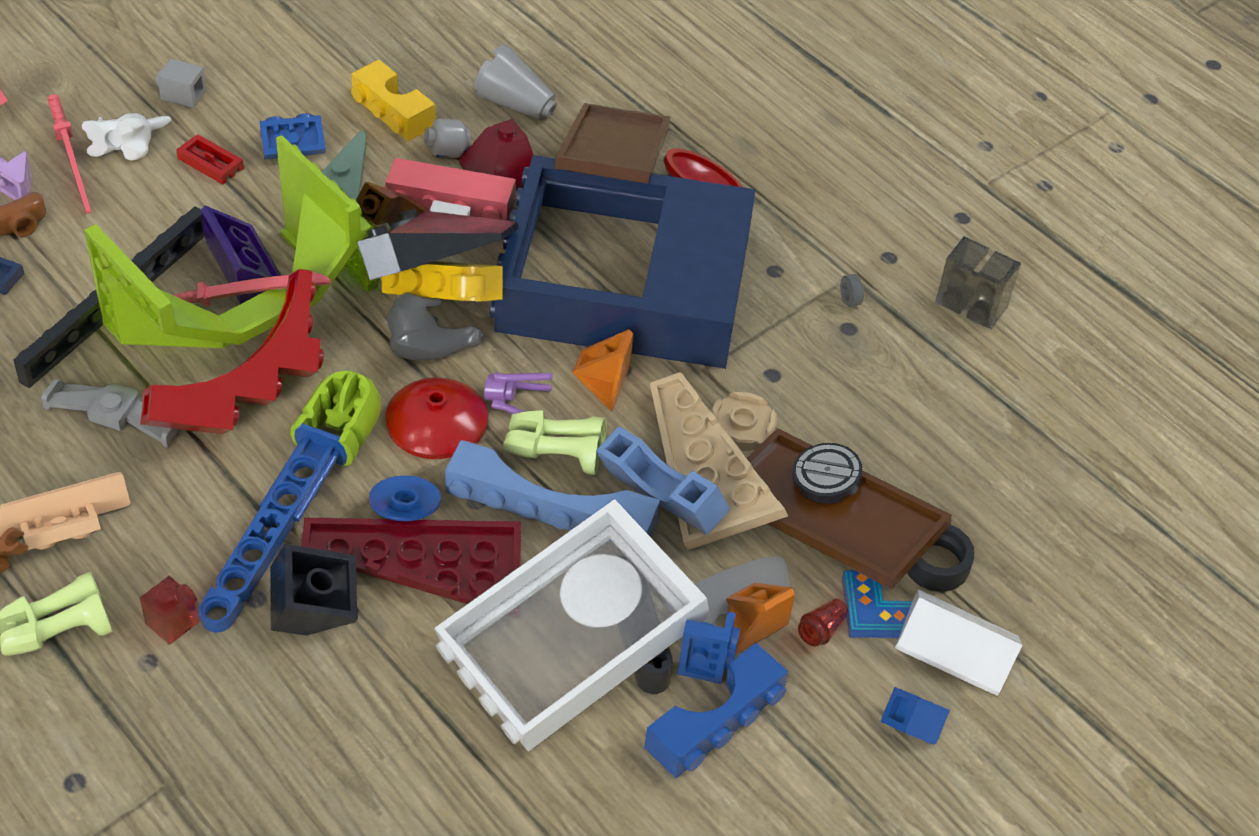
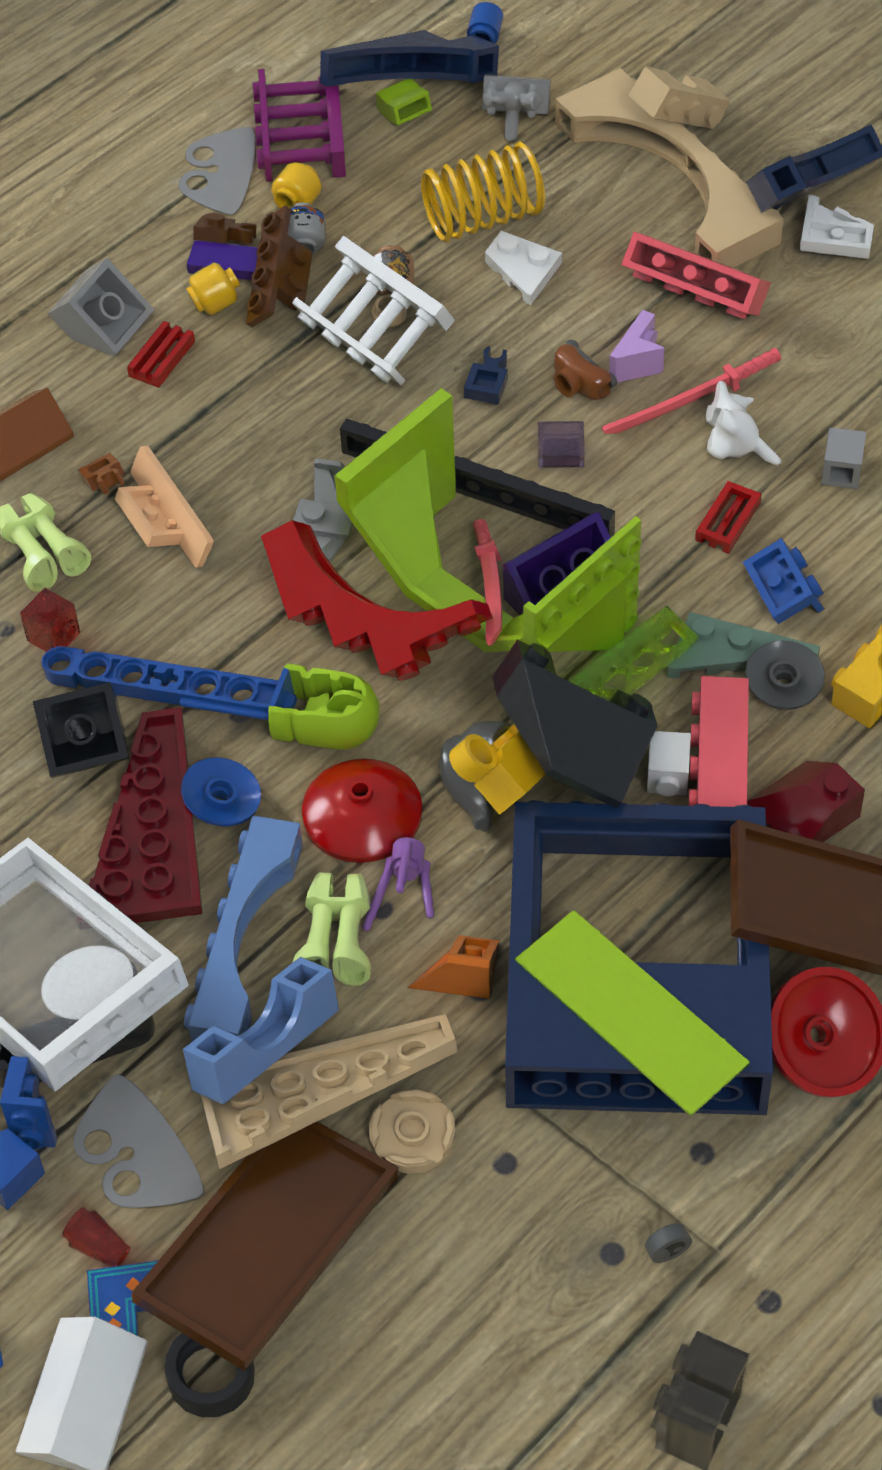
camera: 90 degrees right, 5 degrees up
(77, 241) = (561, 444): none -> clear purple piece
(380, 147) = (789, 662): none -> dark grey dish
(382, 204) = (663, 681): reddish brown slope -> none
(447, 138) = (829, 735): light grey head -> none
(694, 250) = (632, 1012): none -> lime window
(760, 611) = (104, 1164): orange slope -> none
(827, 472) = (310, 1218): tile -> none

